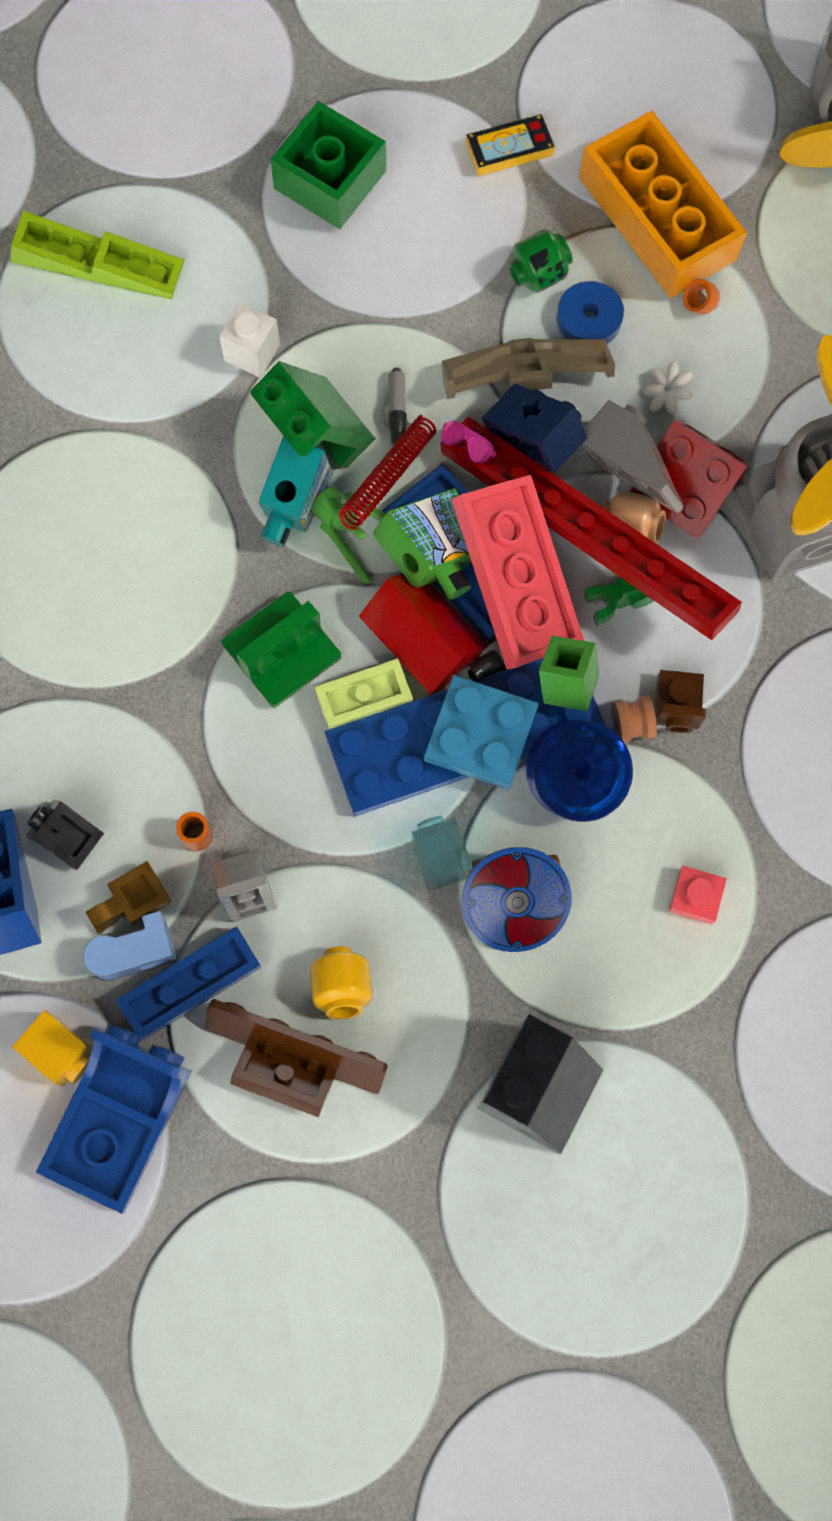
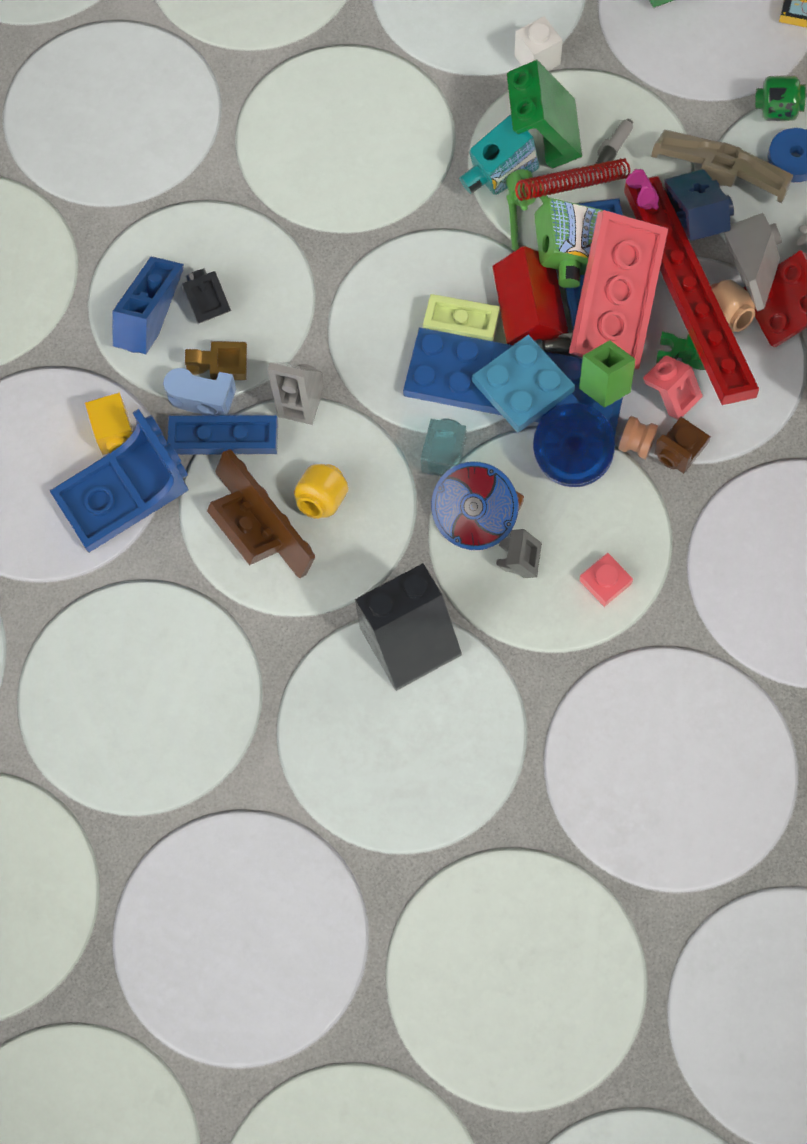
camera: 40 degrees right, 5 degrees down
(191, 819) = (289, 333): orange hinge -> none
(282, 648) = (426, 260): green bracket -> none
(599, 920) = (522, 554): none -> dark grey tile
(635, 638) = (676, 385): none -> coral bracket

